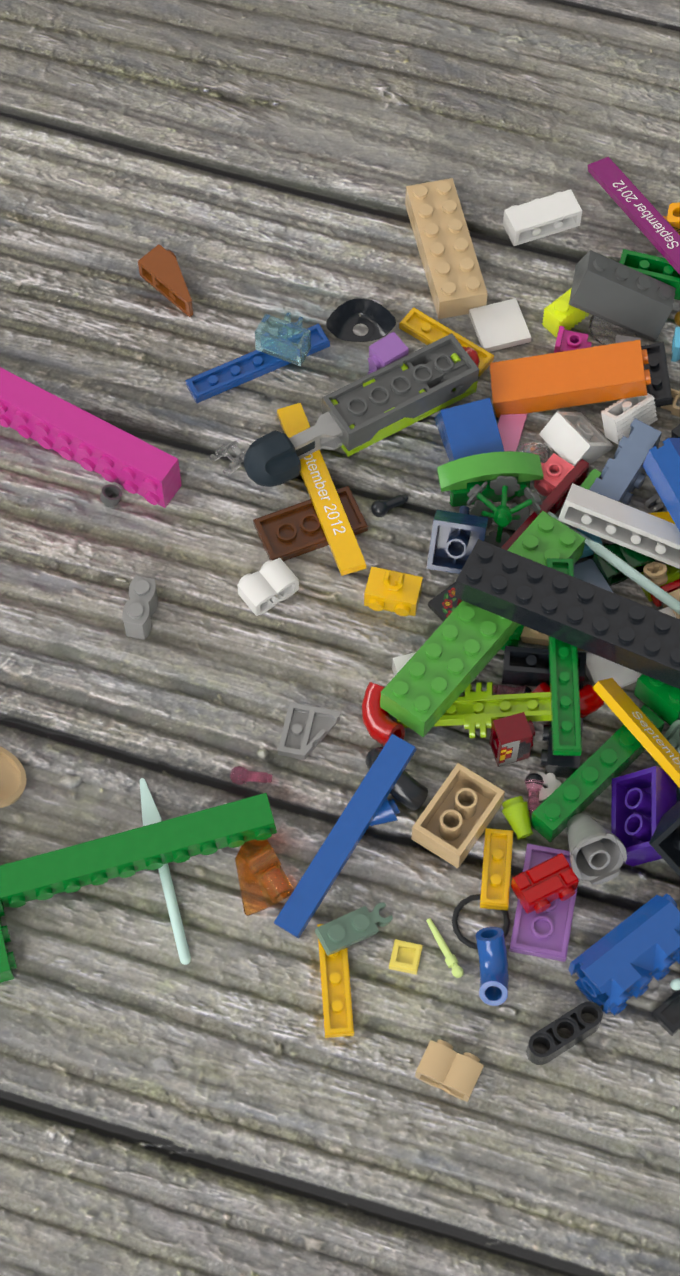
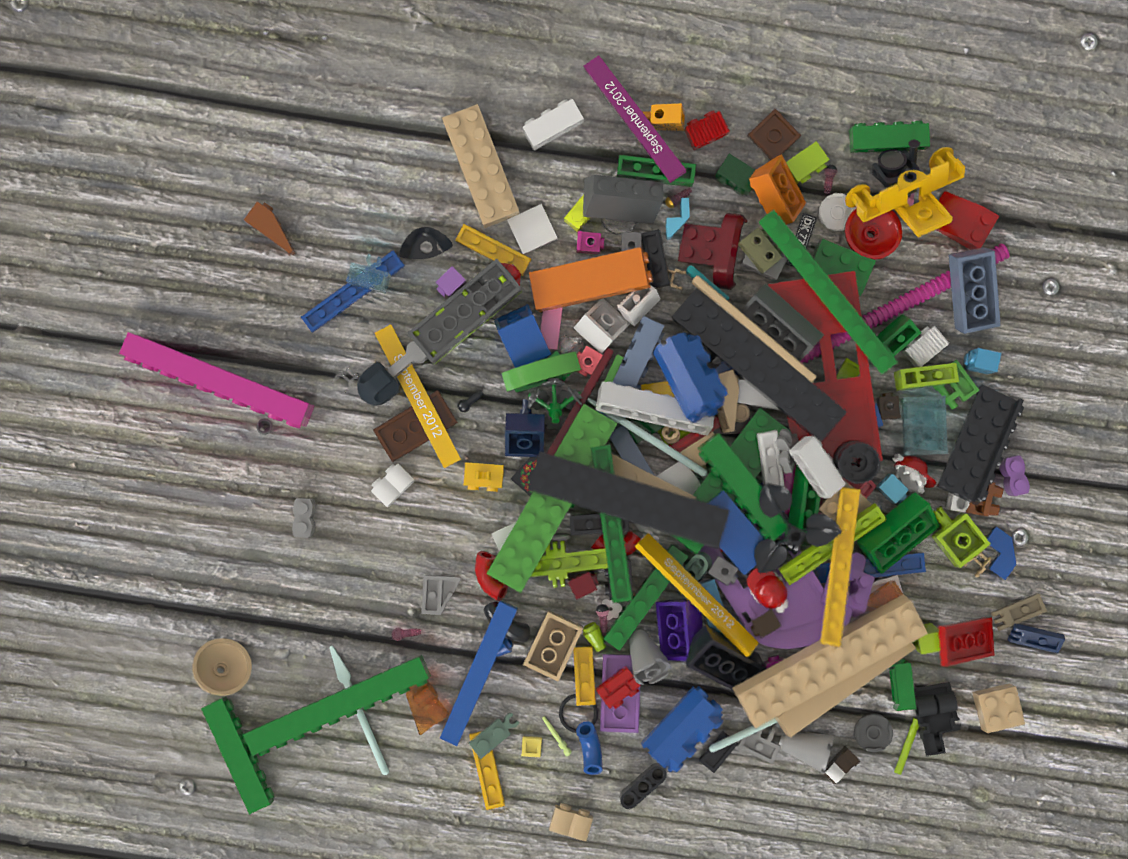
camera: 10 degrees left, 25 degrees up
(501, 689) = (586, 540): clear pink piece -> none

